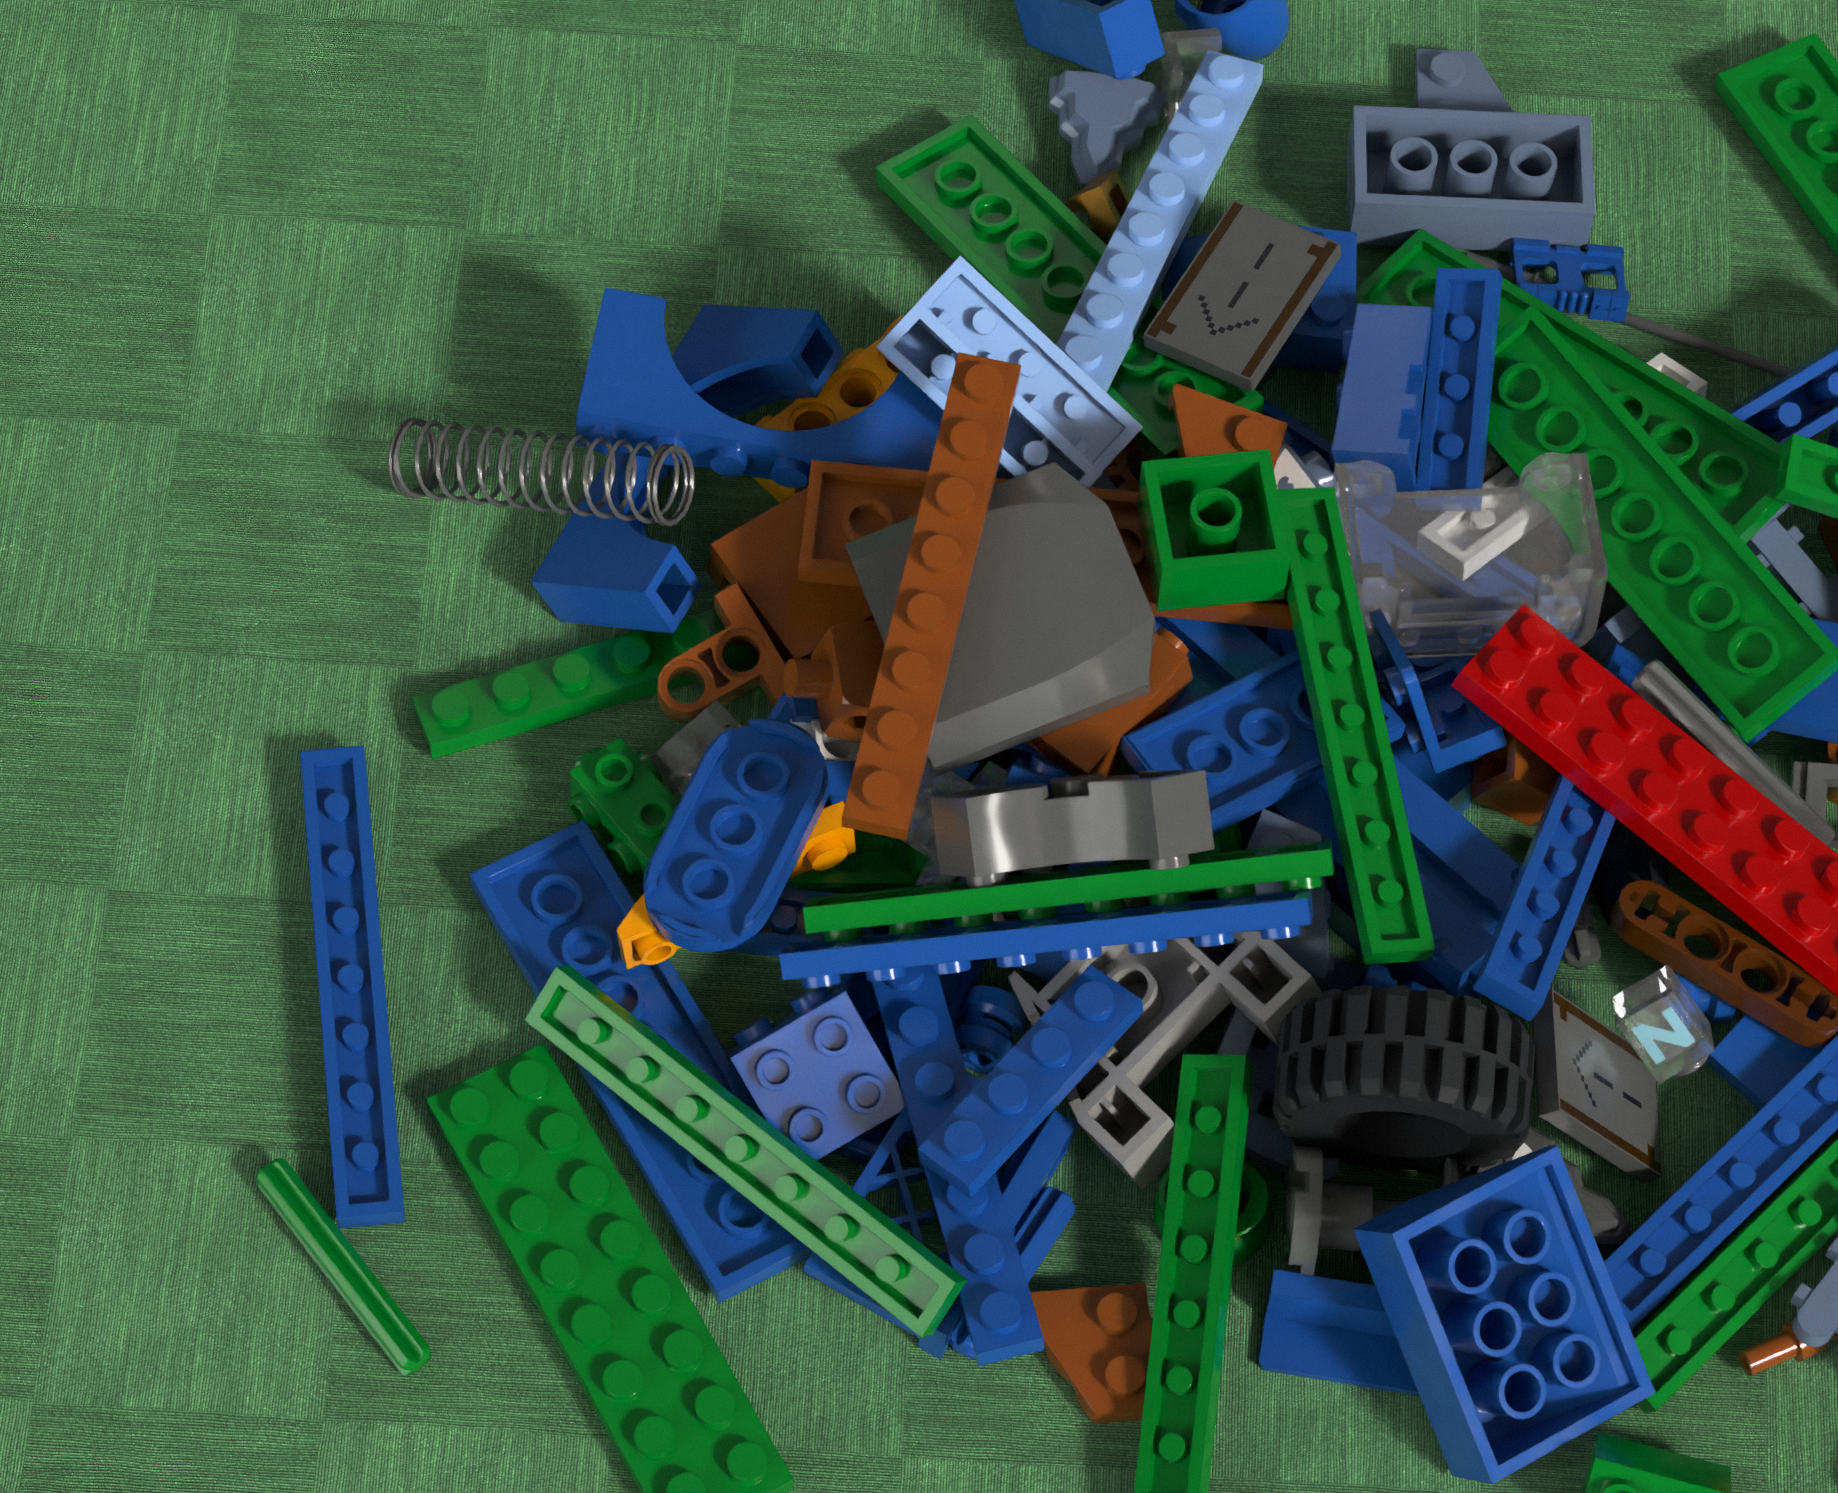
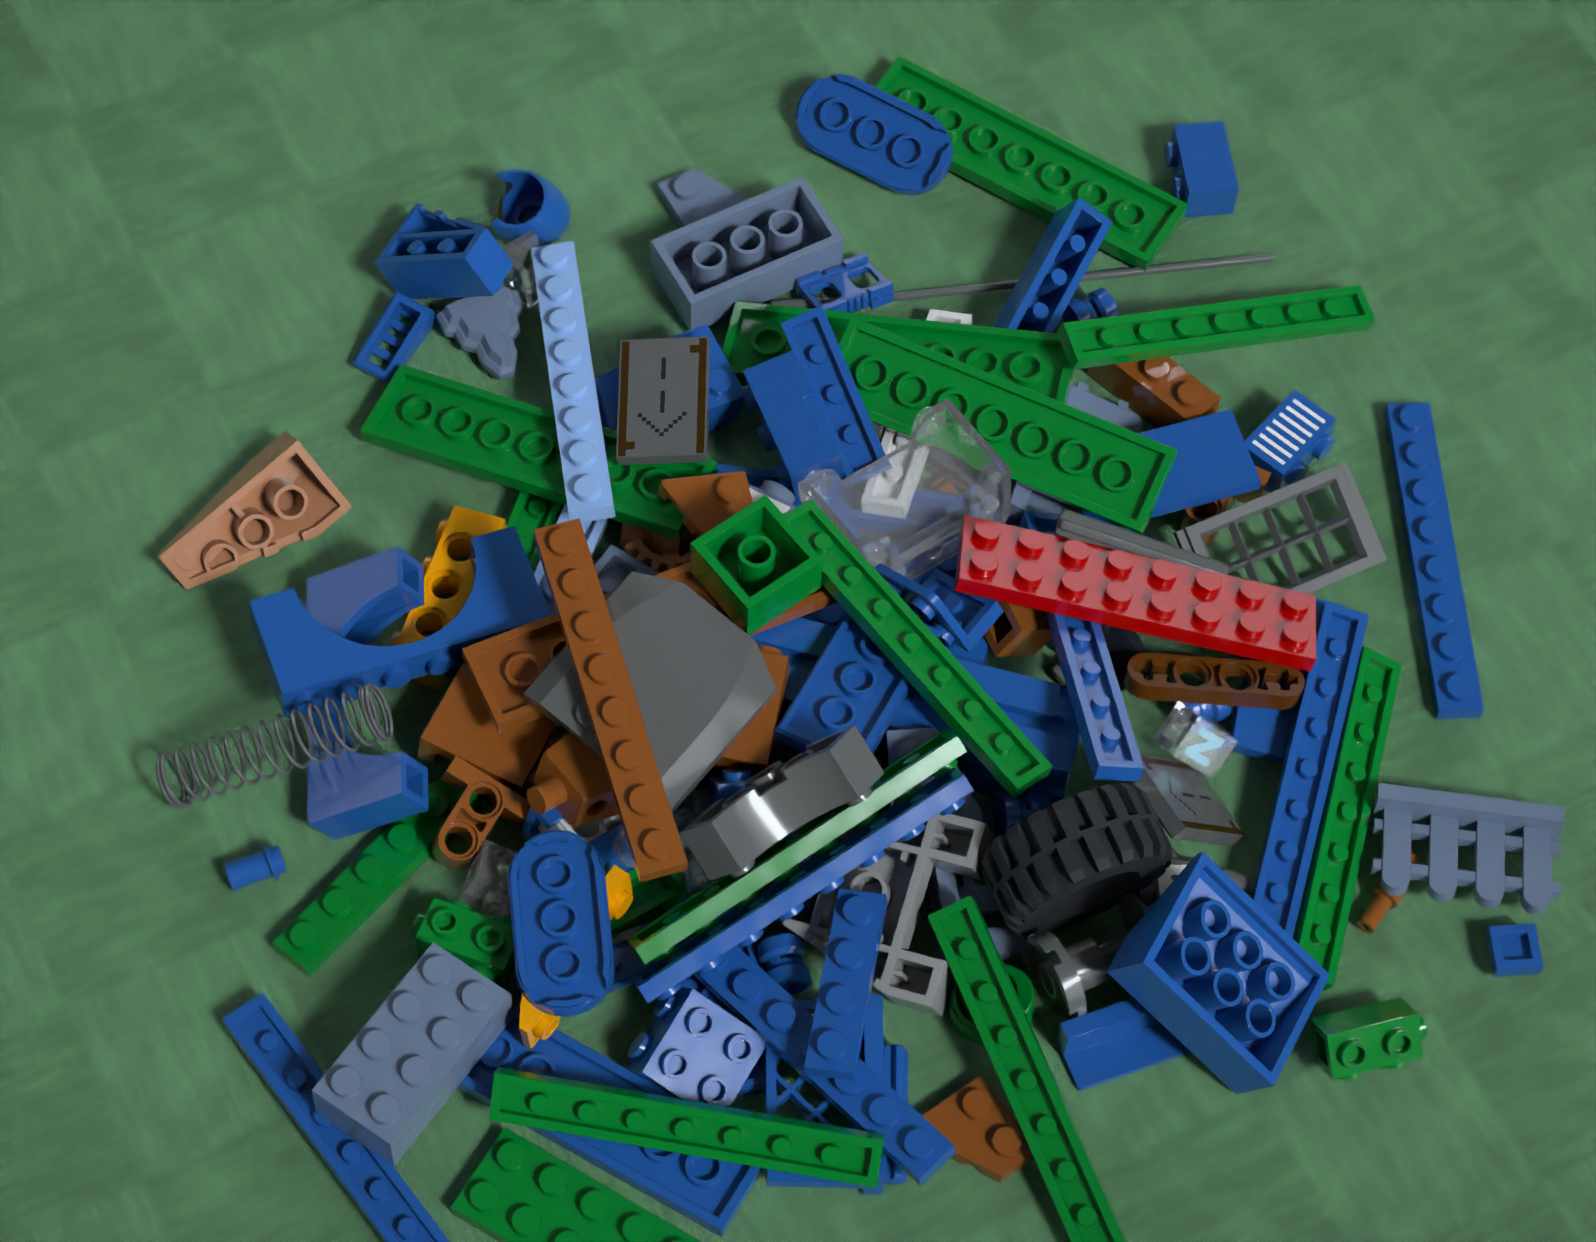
camera: 30 degrees left, 0 degrees up
(447, 603) = (255, 867): none -> blue pin
(482, 898) = (413, 1053): none -> sand blue brick
(709, 205) = (263, 508): none -> nougat wedge
(993, 58) = (398, 306): none -> blue slope
(1057, 406) = (511, 506): light blue brick -> none
(1104, 201) = (527, 382): pearl gold tile -> none
(1723, 112) = (874, 134): none -> blue tile

